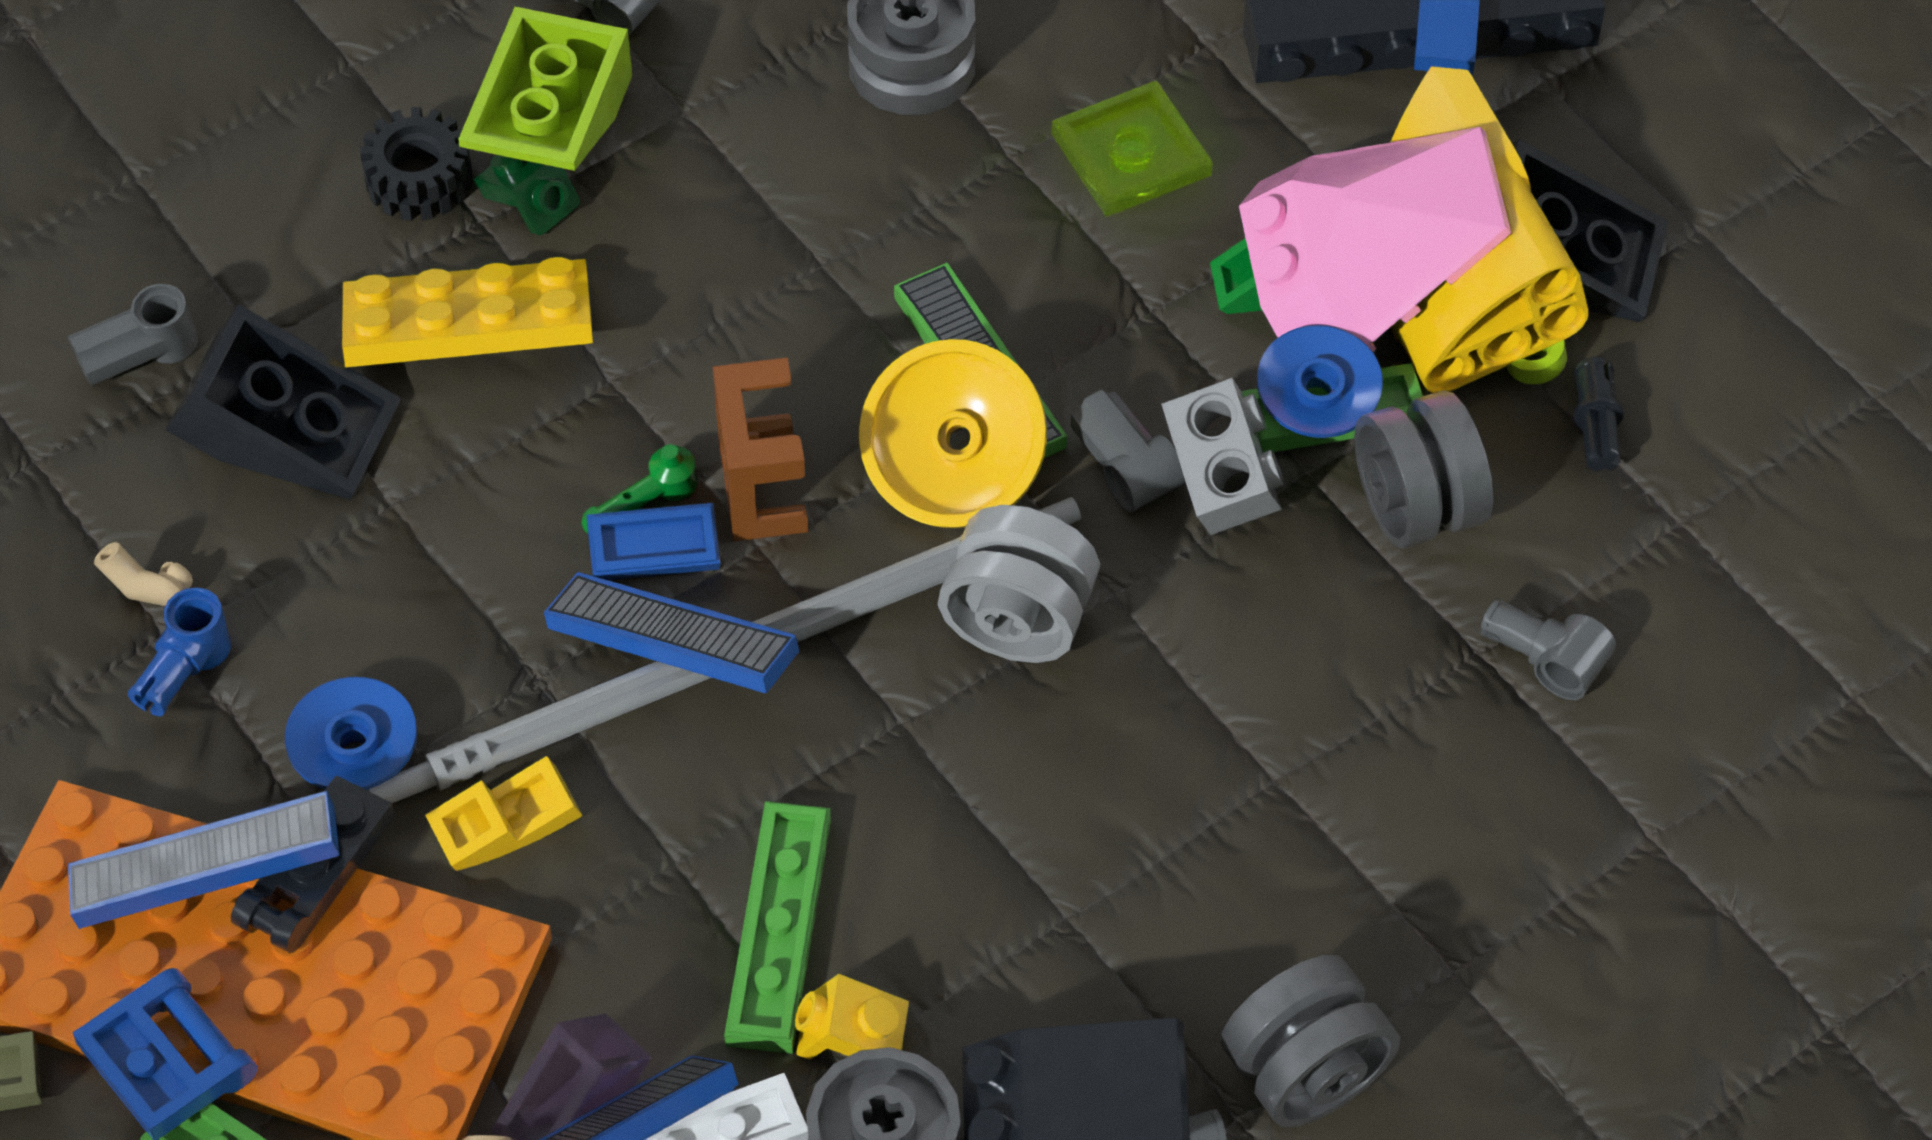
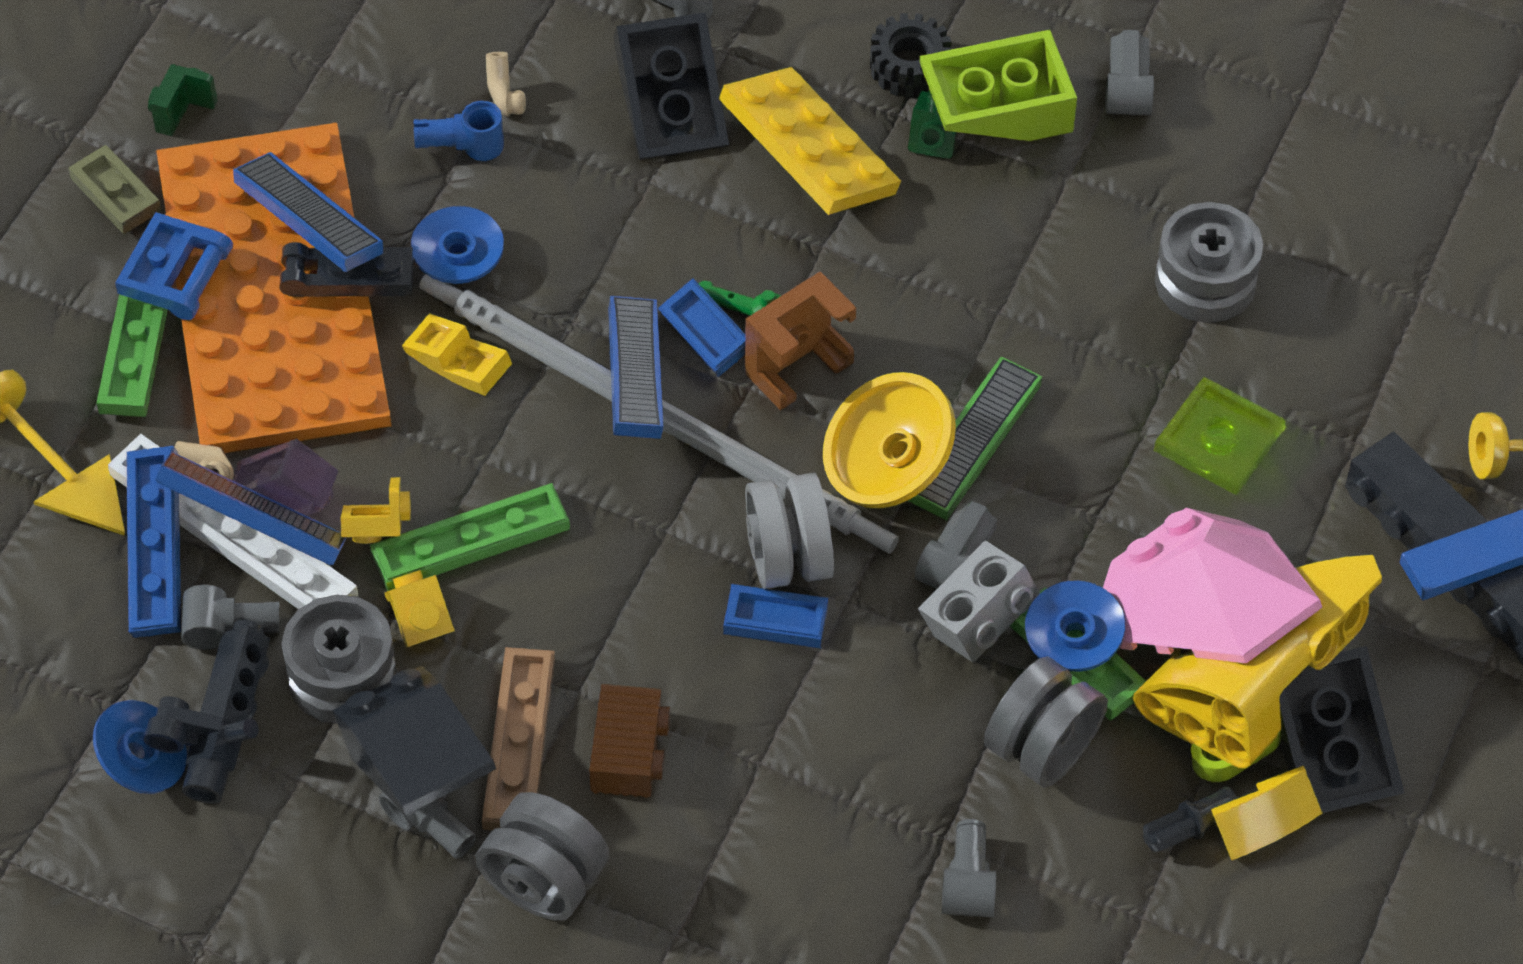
camera: 60 degrees right, 0 degrees up
(699, 1007) = (371, 522): none -> yellow bracket
(1081, 992) = (518, 729): none -> medium nougat tile
(1093, 669) = (775, 616): none -> blue tile
(1180, 889) = (627, 739): none -> reddish brown brick
(1640, 344) = (1268, 814): none -> yellow slope

